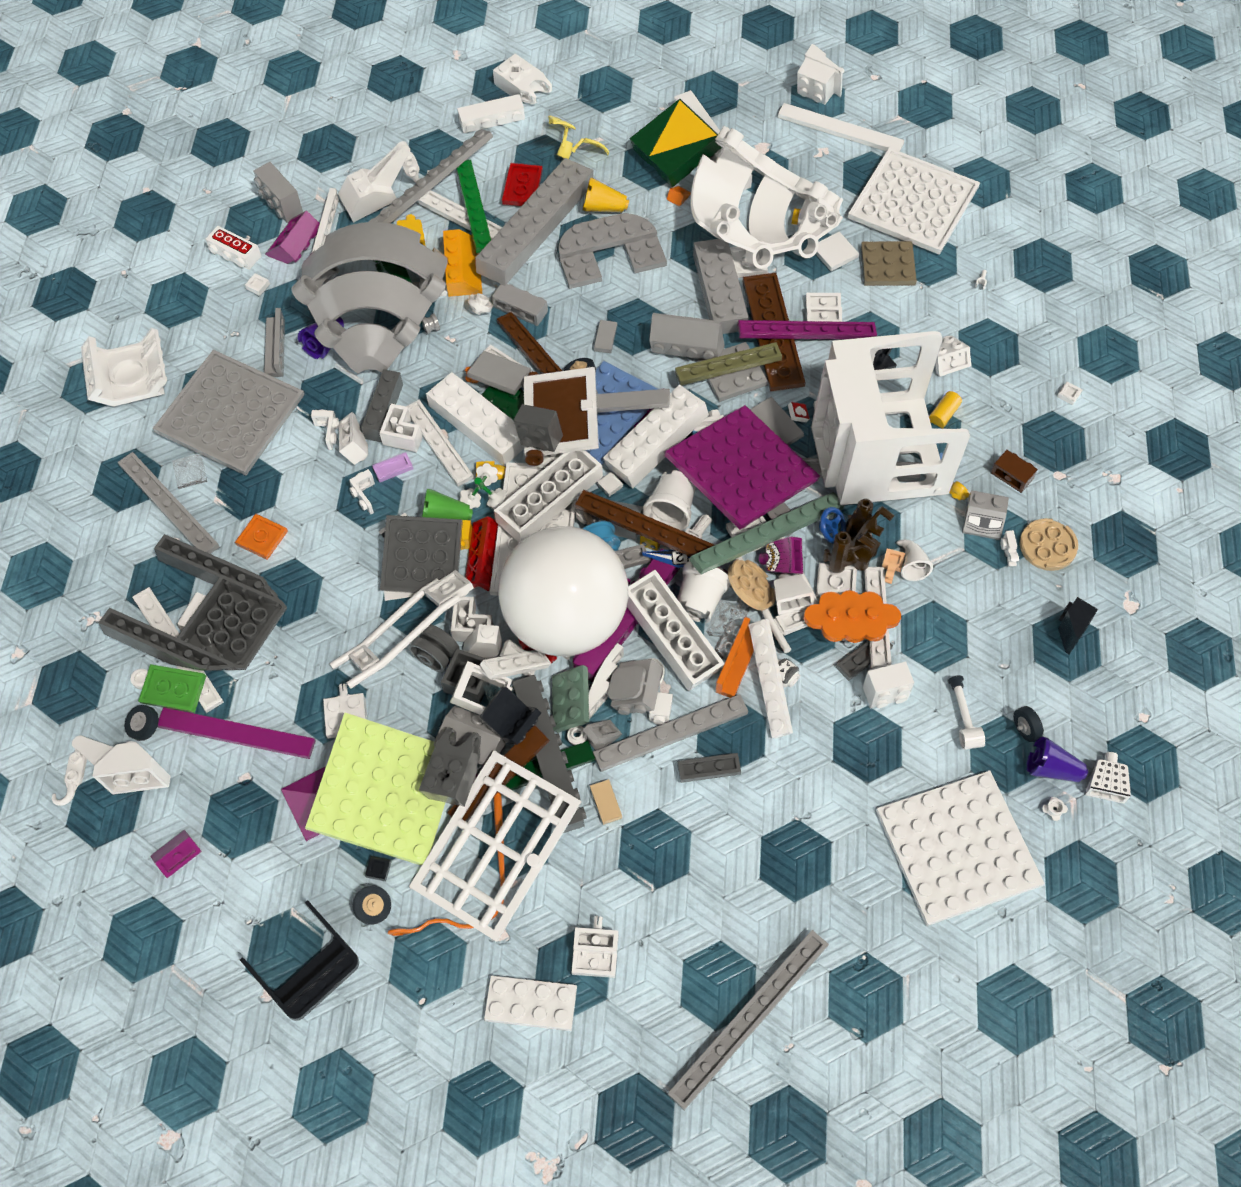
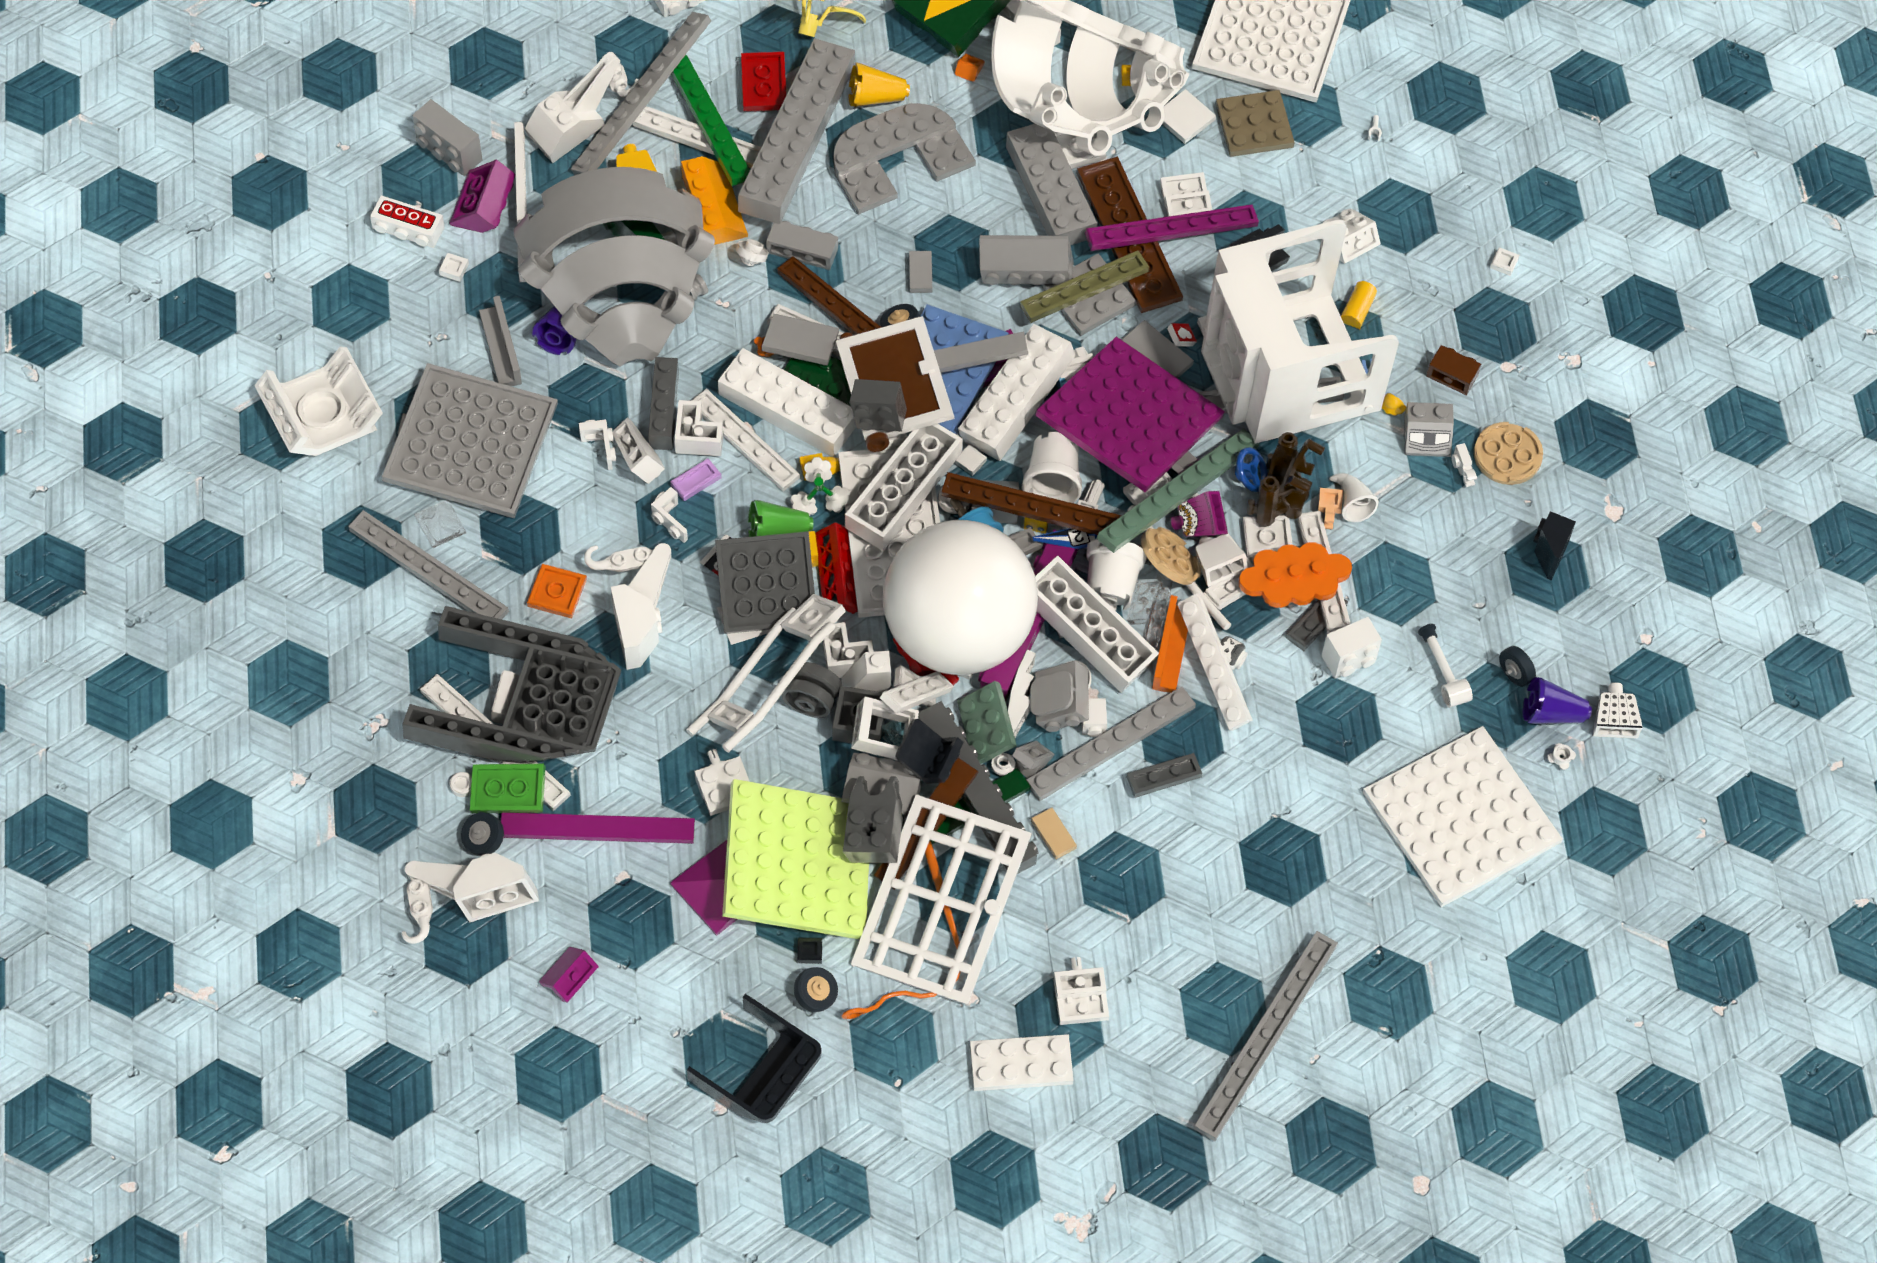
camera: 15 degrees left, 0 degrees up
(312, 559) = (636, 604): none -> white slope

